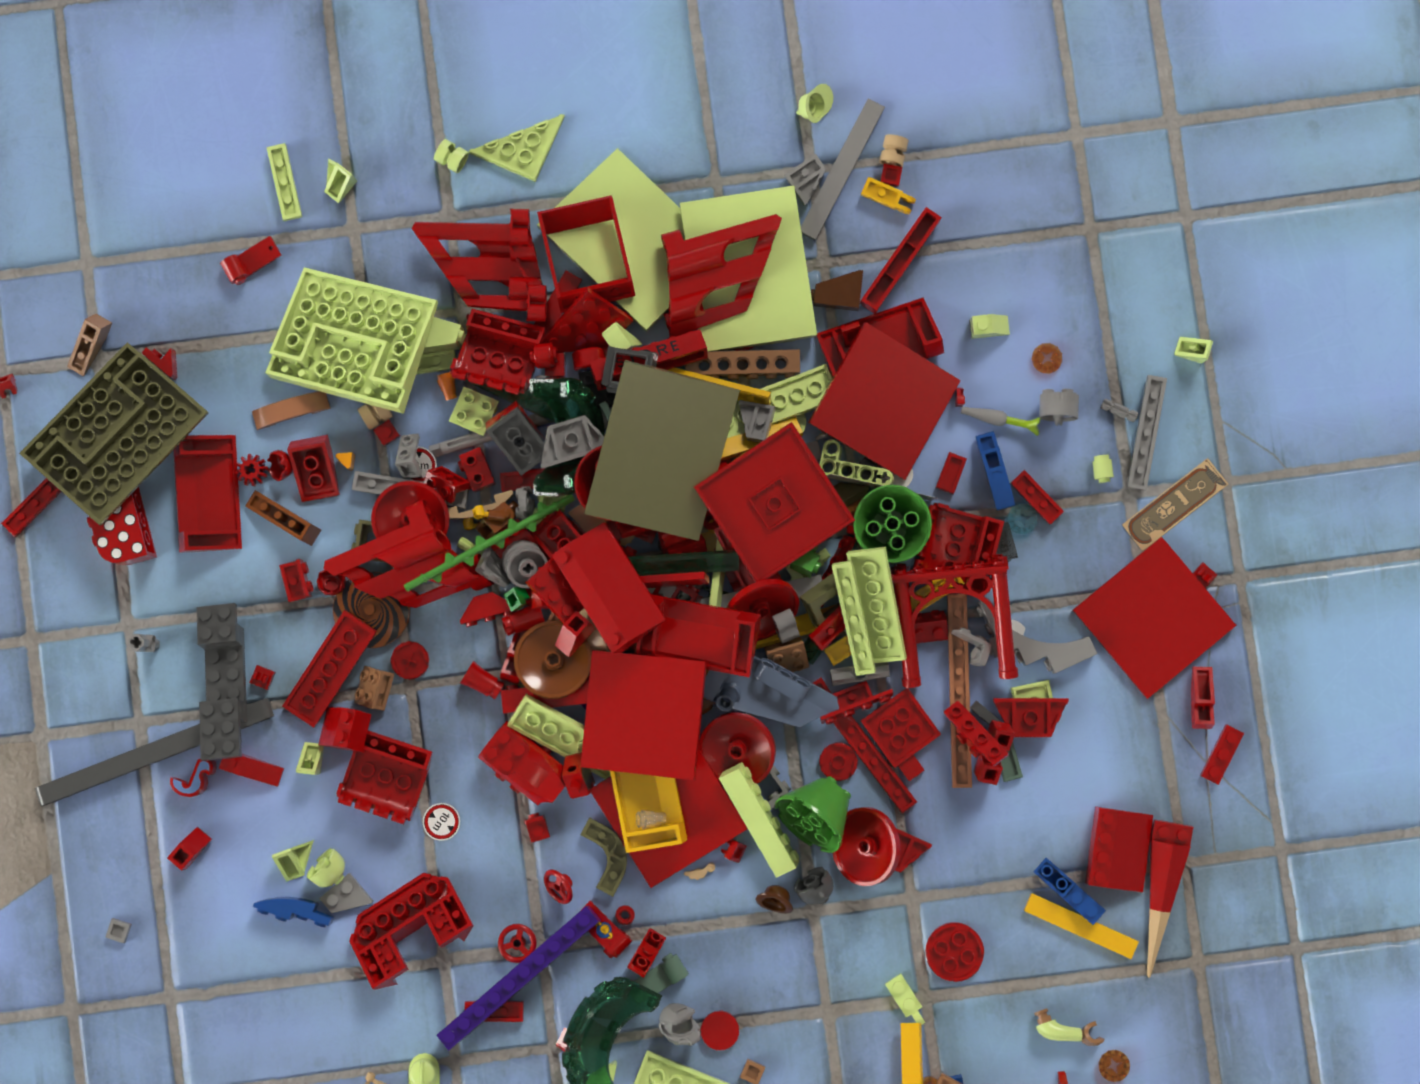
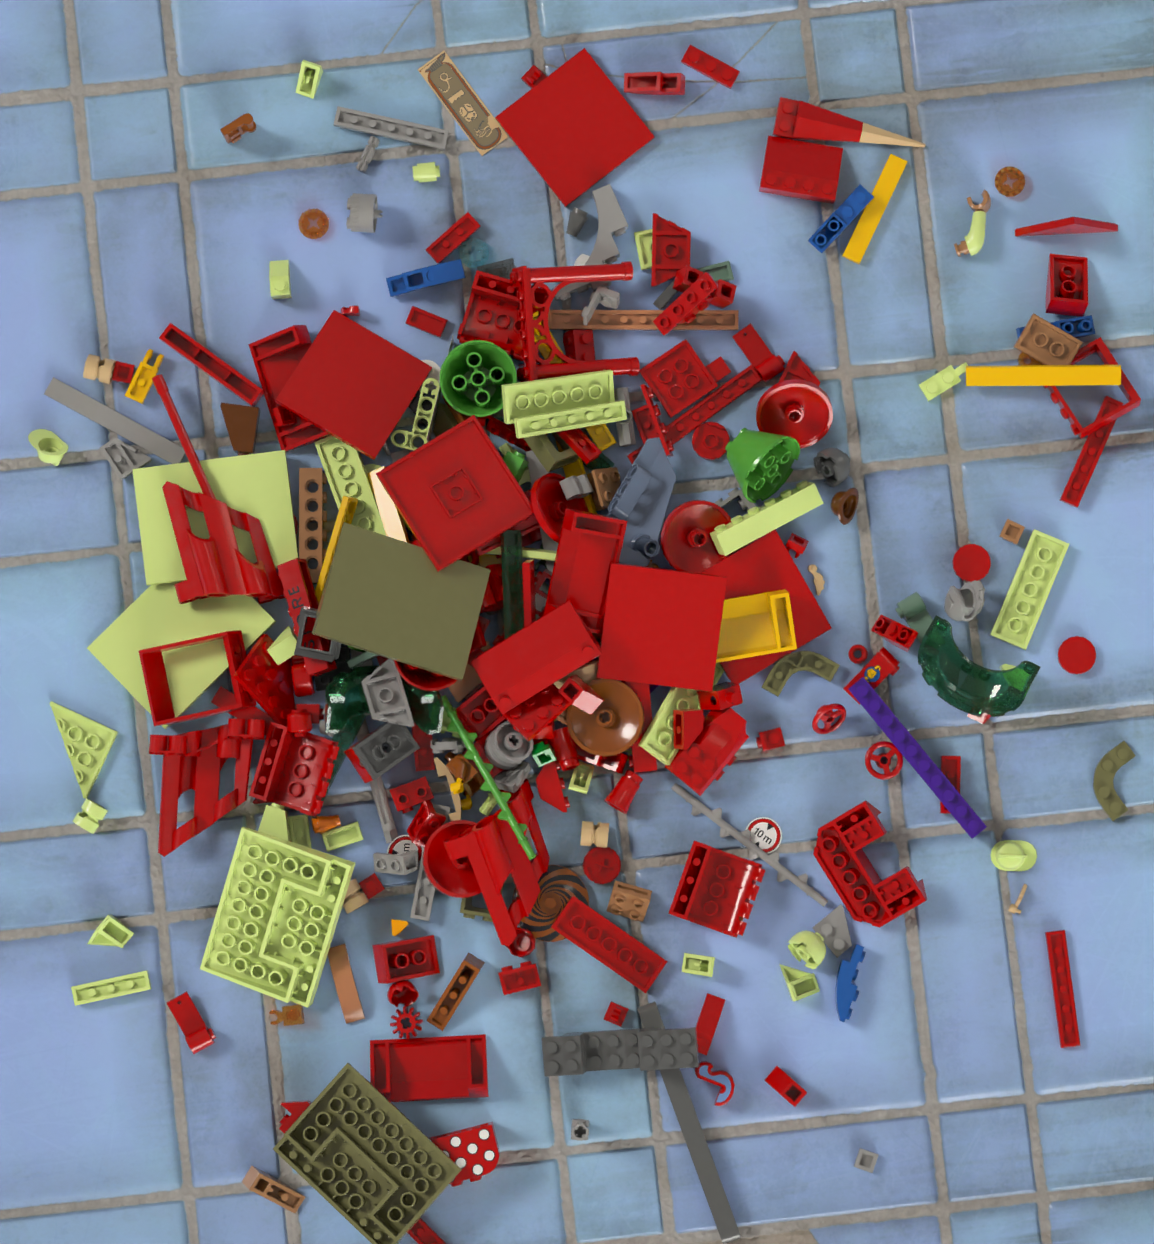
camera: 95 degrees left, 0 degrees up
(259, 355) = (290, 1015): none -> clear orange plate
(345, 729) = (669, 928): red slope -> none
(425, 813) = (744, 838): none -> light grey plant
(435, 402) = (342, 836): none -> yellowish green tile
(439, 652) = (594, 834): none -> tan wheel
(473, 411) = (352, 796): yellowish green hinge -> none
(494, 638) = (581, 778): none -> yellowish green slope
(545, 742) = (687, 727): none -> red slope
(648, 819) = (764, 625): clear cone -> none
(756, 419) = (371, 510): light grey wing -> none
(872, 213) = (163, 391): none -> red piece
(928, 808) = (758, 353): none -> red door
(954, 951) = (898, 332): red tile -> none
(1000, 418) = (373, 272): light grey piece -> none
(1057, 620) = (576, 221): none -> dark grey cone
(1141, 279) = (234, 130): none -> dark orange plate

